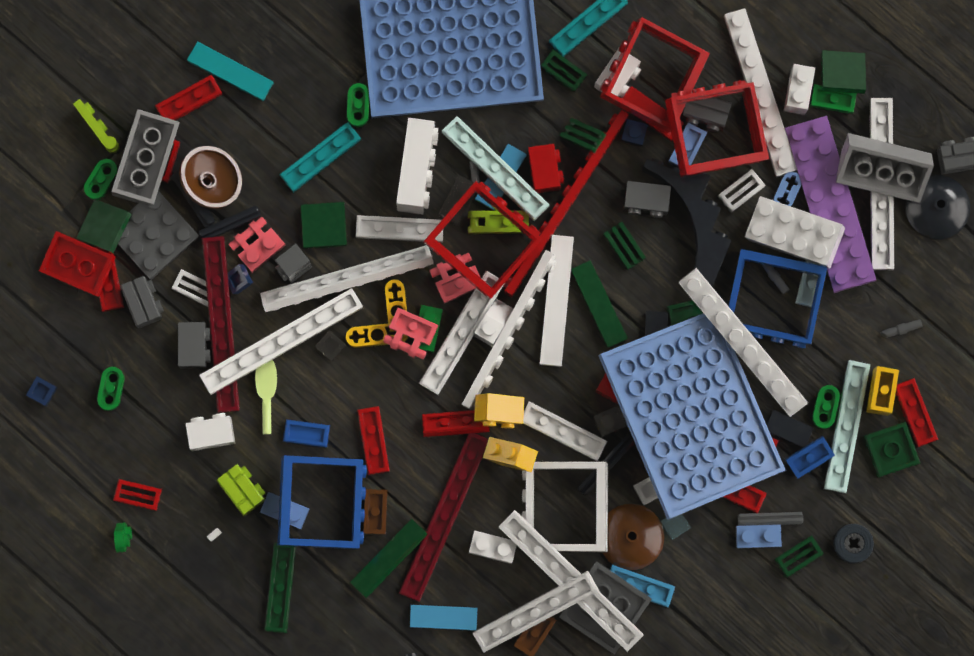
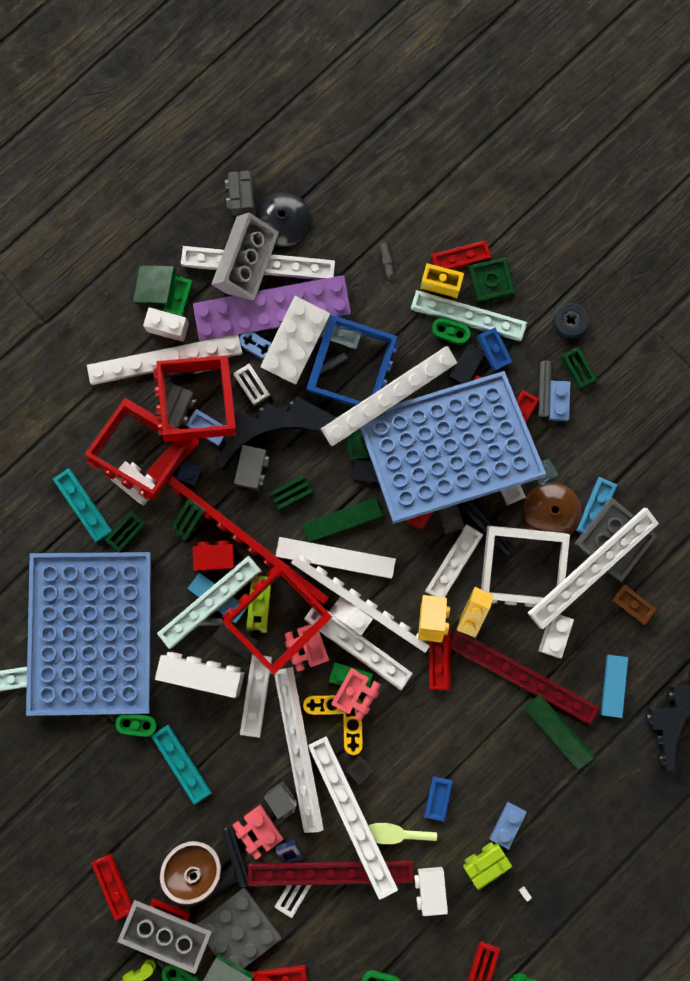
camera: 80 degrees left, 0 degrees up
(142, 302) = (302, 948): dark grey brick -> none
(193, 345) = (348, 901): dark grey brick -> none
(230, 71) = (90, 844): teal tile -> none
(280, 588) = (578, 835): dark green tile -> none
(285, 502) = (516, 756): blue window -> none
(323, 225) = (245, 766): dark green tile -> none
(373, 440) = (449, 736): red tile -> none
(375, 511) = (515, 740): reddish brown plate -> none
(535, 611) = (618, 602): white tile -> none

